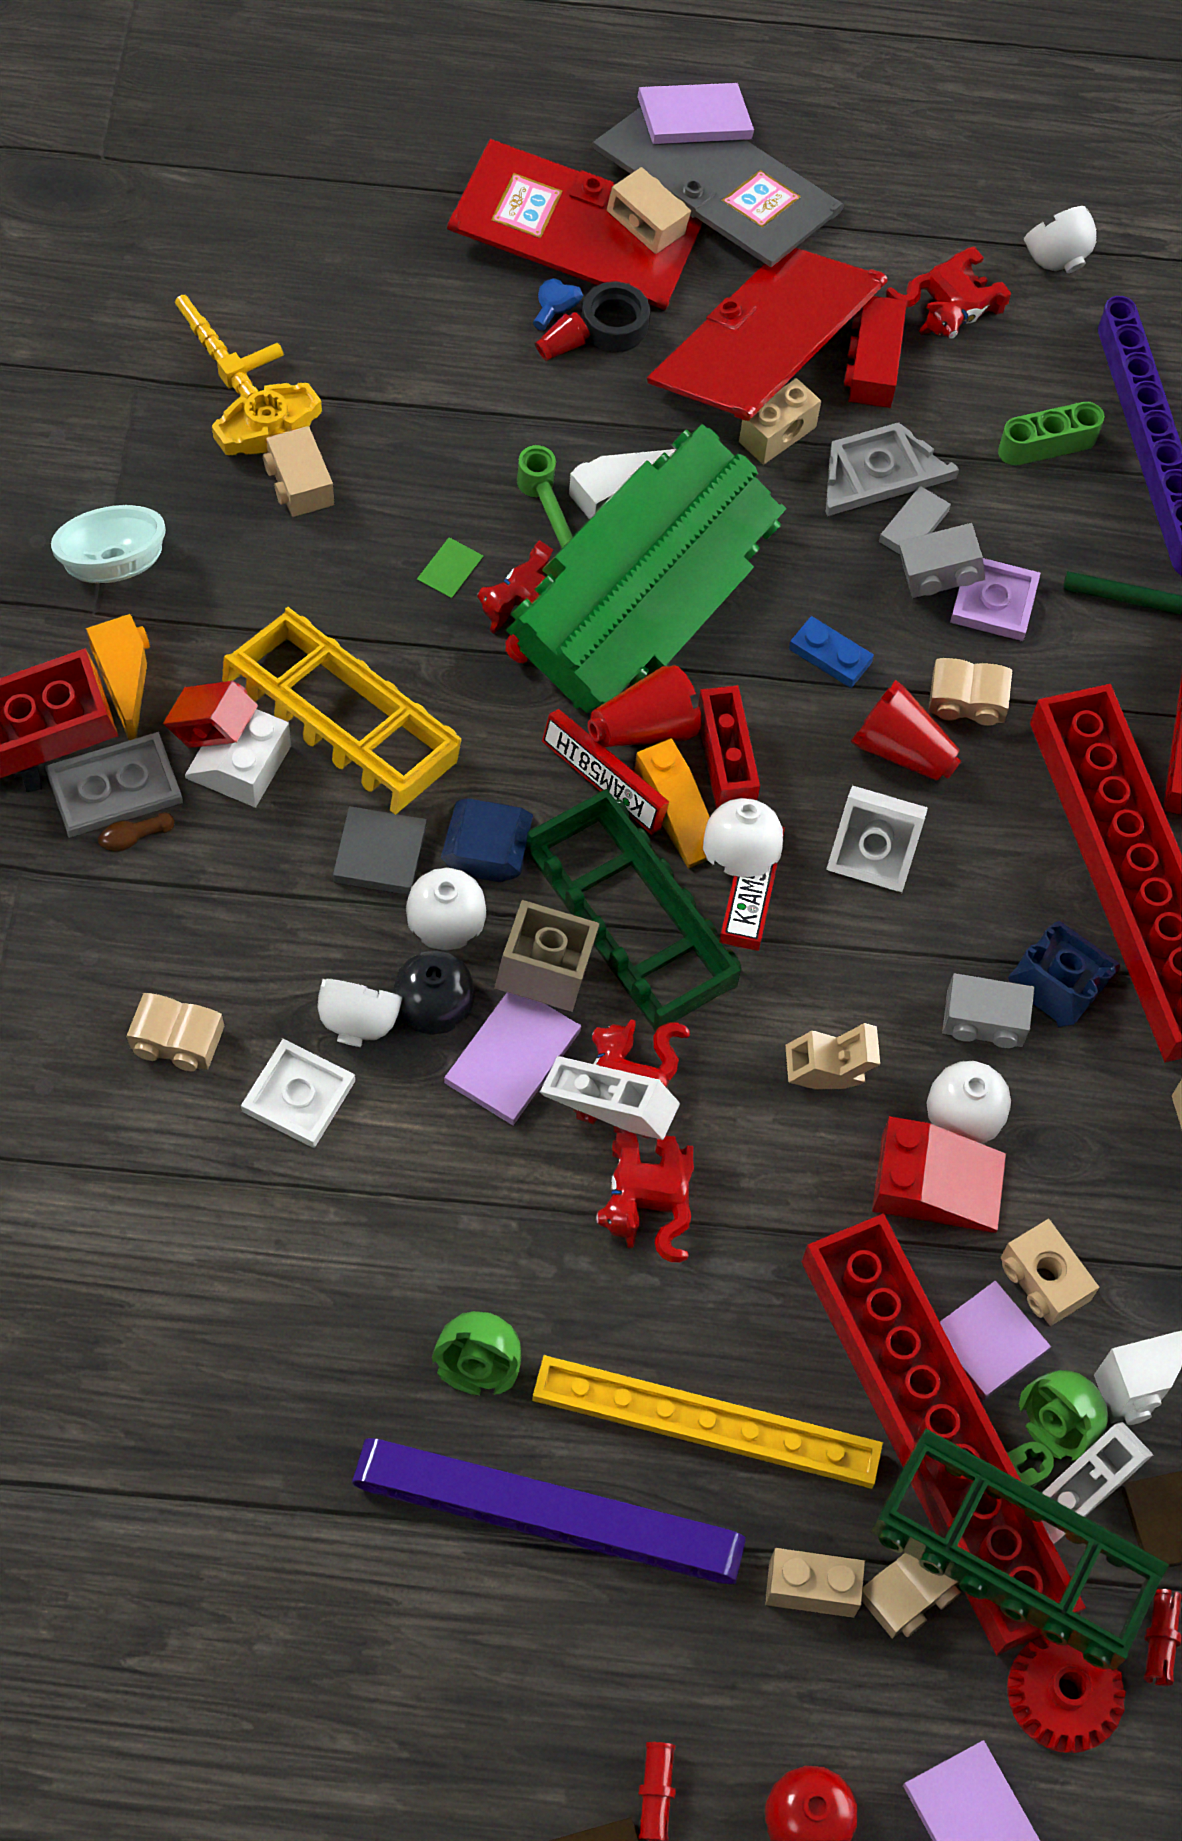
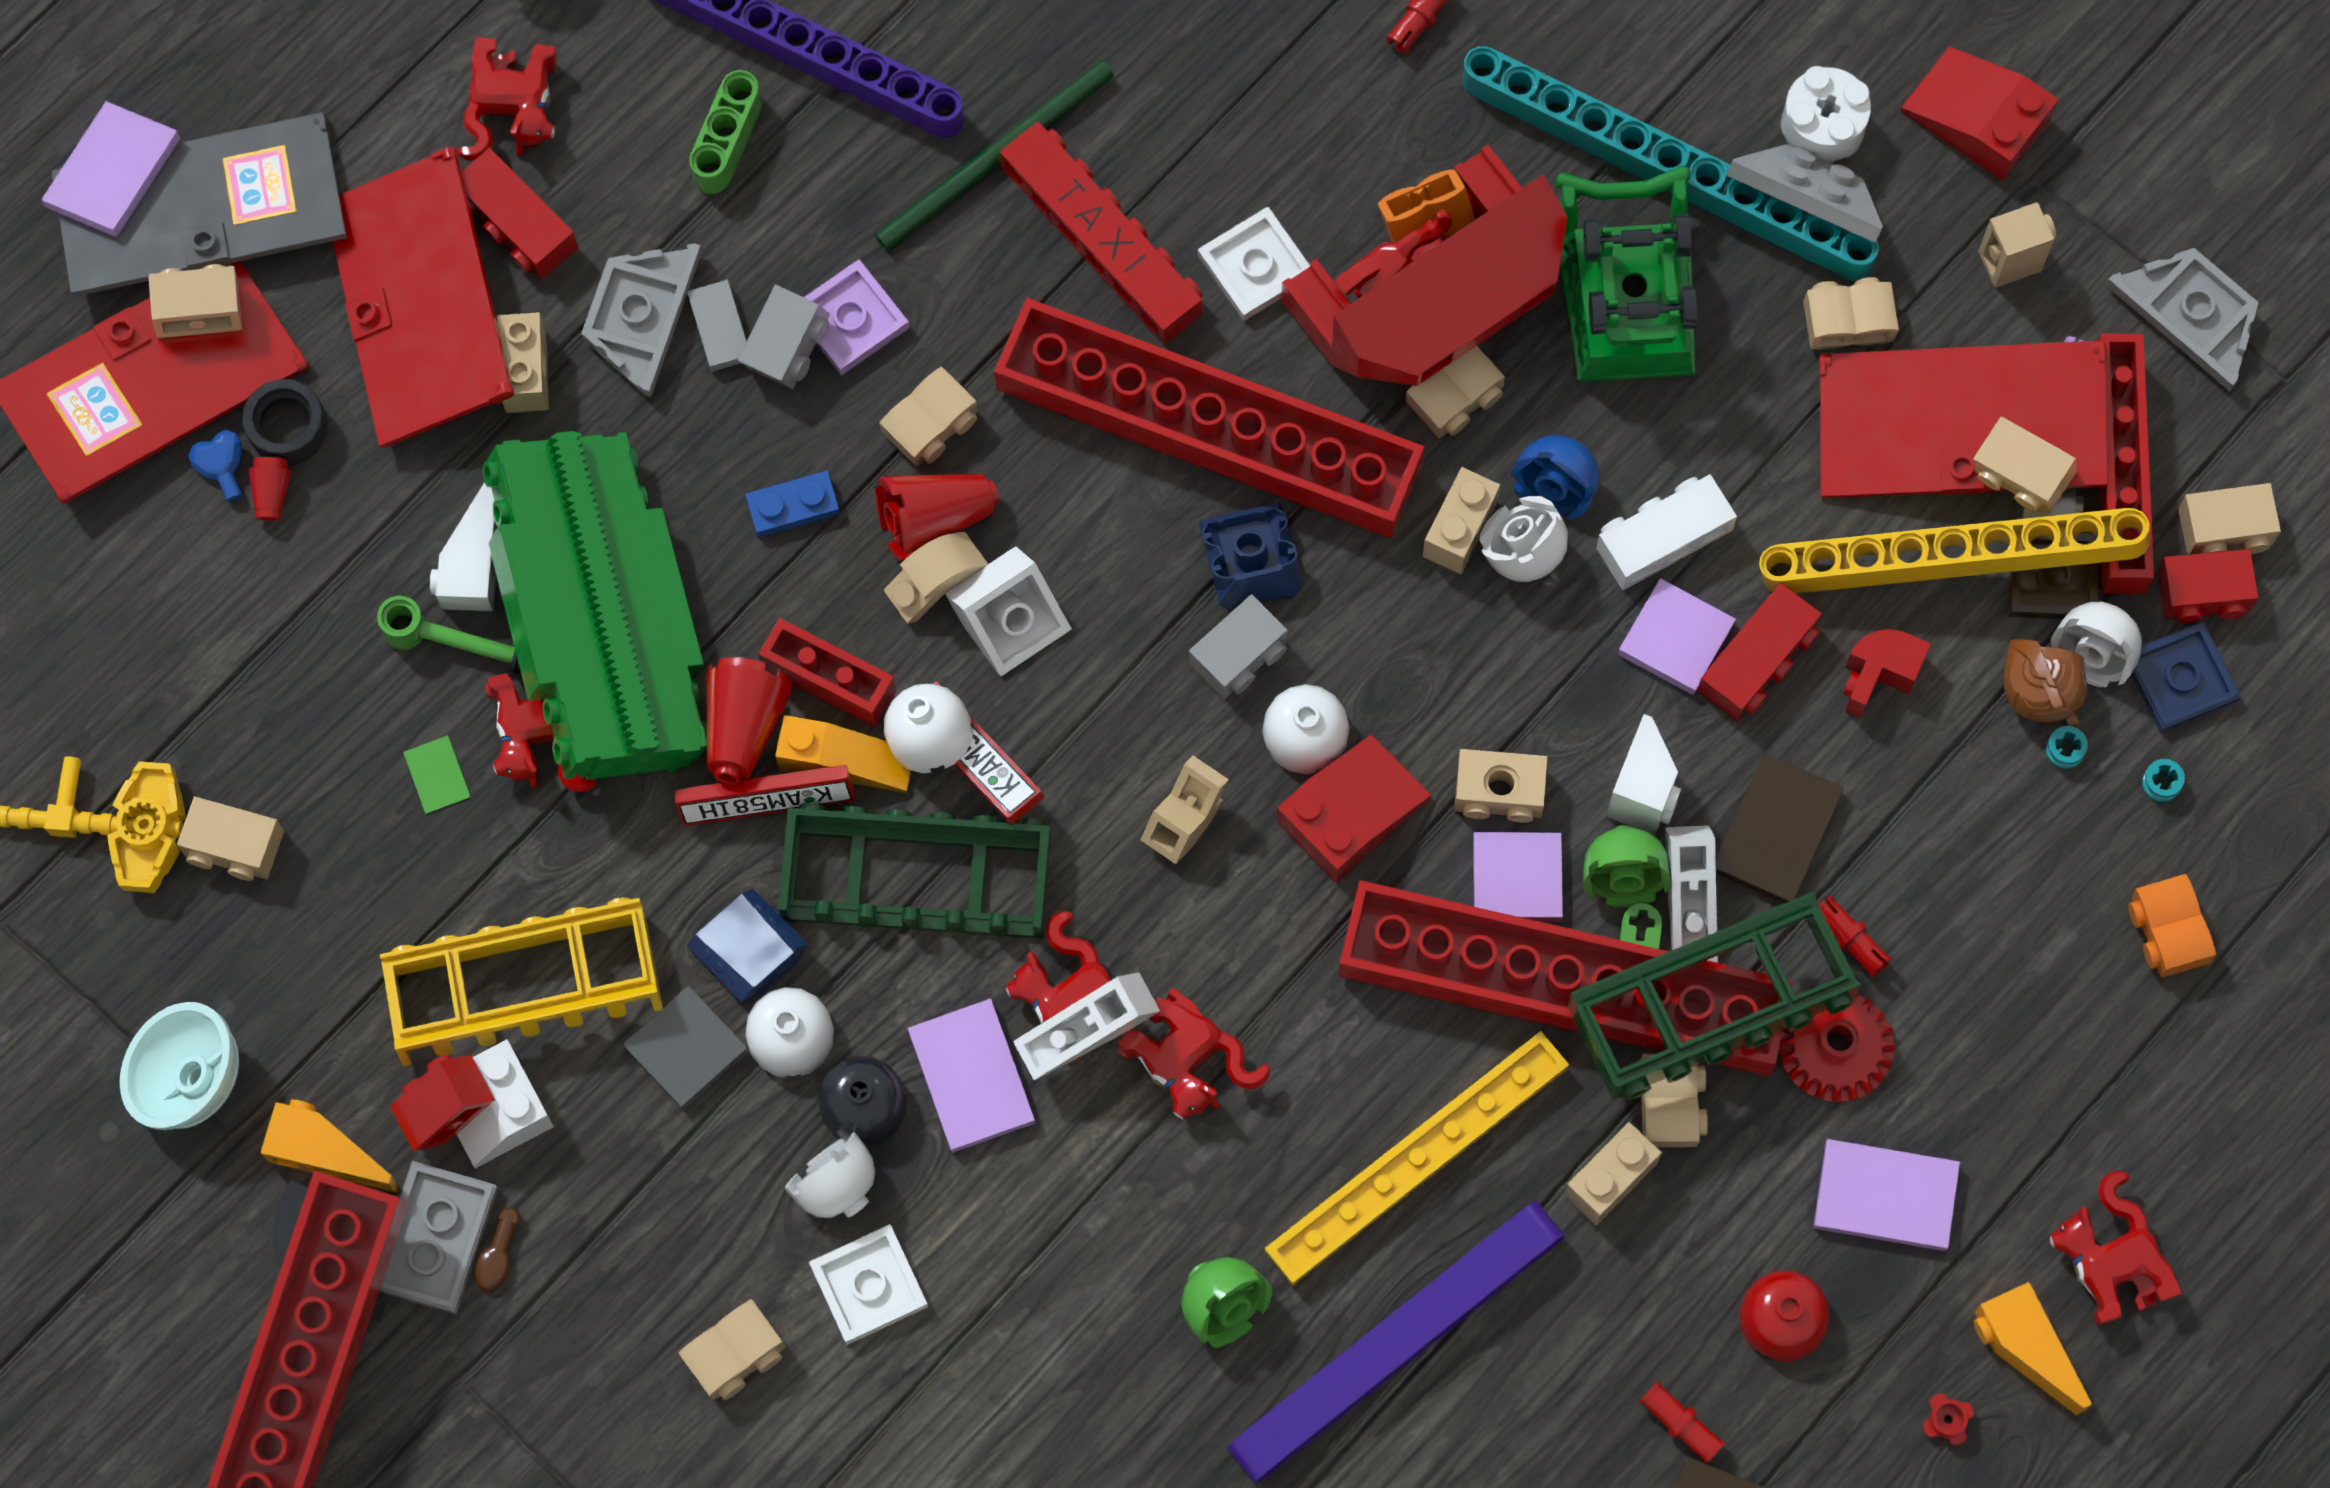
camera: 45 degrees left, 10 degrees up
(546, 955) = (910, 979): dark tan brick -> none
(860, 764) = (932, 573): none -> tan brick

